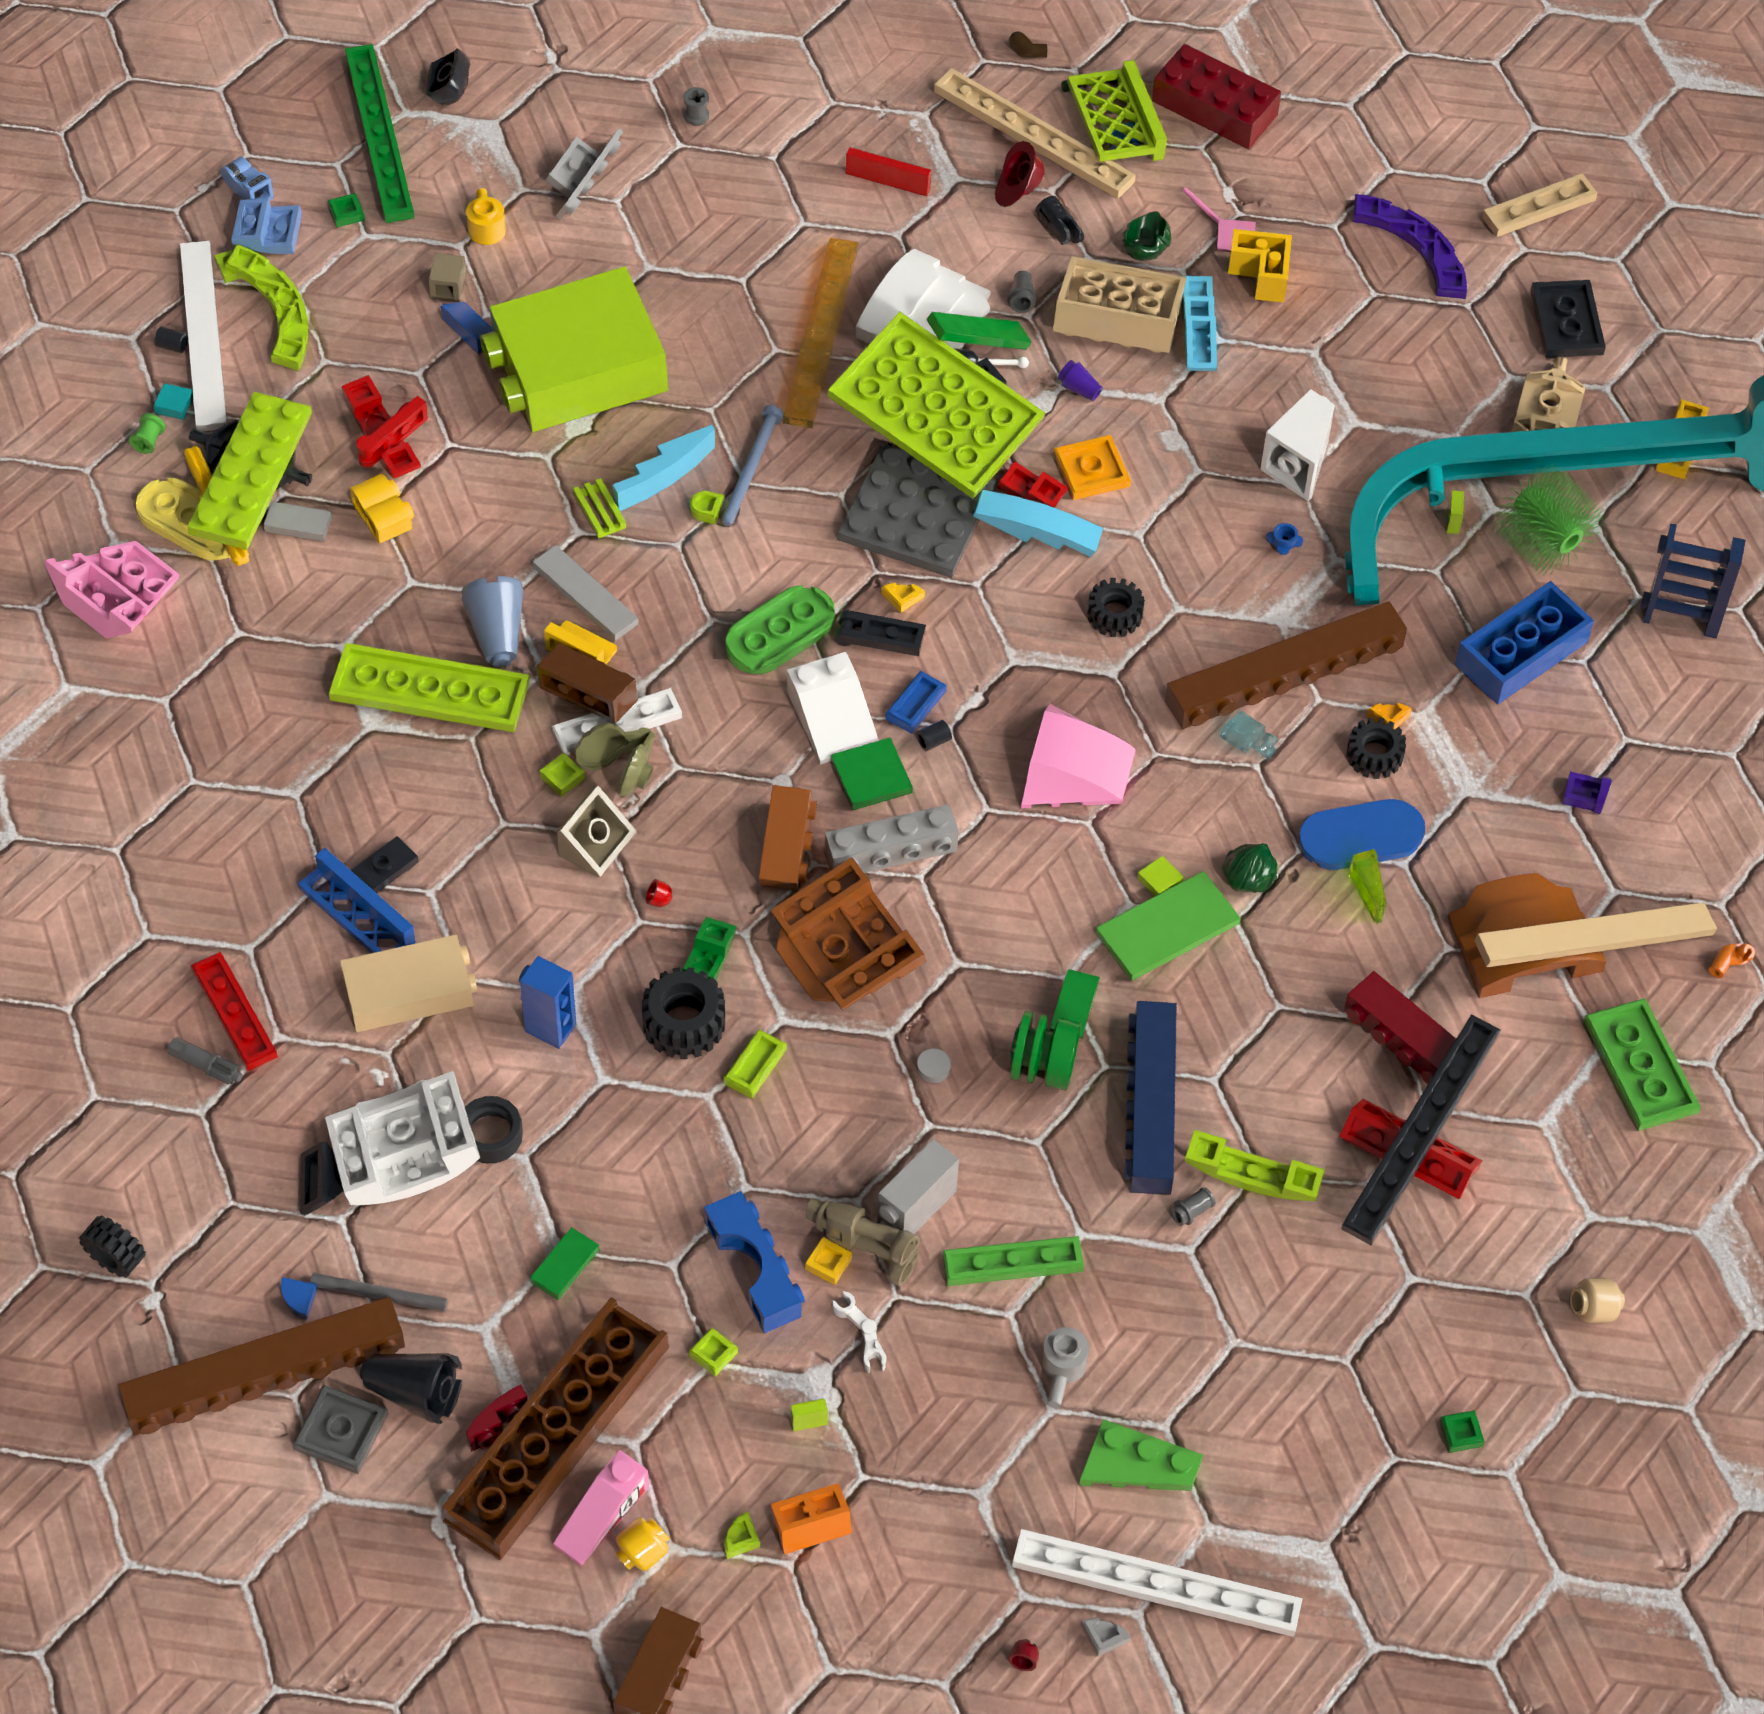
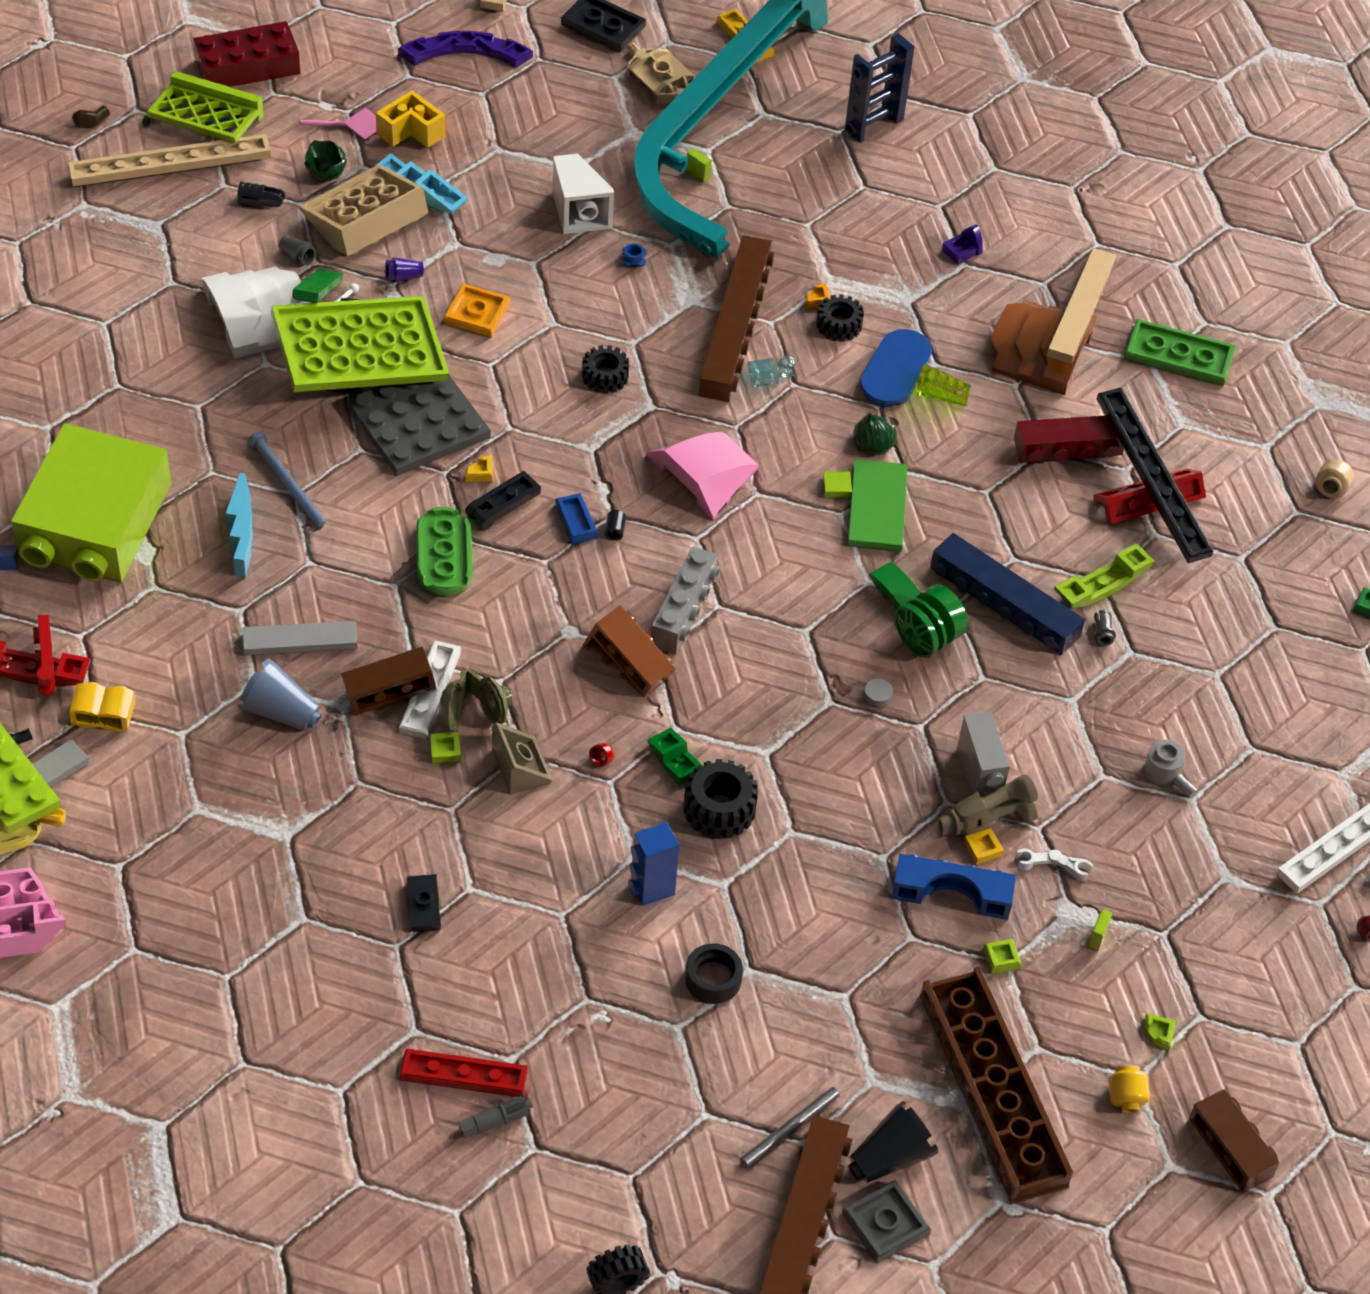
camera: 55 degrees left, 5 degrees down
(298, 1296) = (752, 1180): blue tile -> none
(319, 1178) = (662, 1105): black slope -> none
(363, 897) = (418, 932): blue fence -> none
(403, 1142) = (681, 1026): white slope -> none
(408, 982) = (543, 947): tan brick -> none
(429, 687) = (293, 777): lime plate -> none
(488, 1425) = (959, 1116): dark red slope -> none
(564, 1263) = (860, 998): green tile -> none
(579, 639) = (329, 671): yellow panel -> none
(591, 490) = (235, 581): lime tile -> none
(602, 1507) = (1080, 1094): bright pink slope -> none
(706, 506) = (295, 526): lime tile -> none
(755, 1063) = (790, 789): lime tile -> none
(811, 1518) = (1182, 977): orange hinge -> none
(820, 333) = (212, 372): clear yellow plate -> none
(830, 705) = (540, 563): white slope -> none
(843, 938) = (742, 676): dark orange slope -> none
(871, 773) = (612, 578): green tile -> none
(888, 171) = (118, 249): red tile -> none
(1013, 1261) = (1065, 747): bright green tile -> none
(1020, 174) = (199, 188): dark red piece -> none
(1027, 485) = (466, 349): red slope -> none
(1032, 519) = (492, 364): medium azure slope -> none
(1134, 1458) = (1267, 777): bright green wing -> none
(1524, 642) = (833, 197): blue brick -> none
(1548, 519) = (760, 122): bright green piece -> none
(1731, 956) = (1140, 262): orange arm -> none

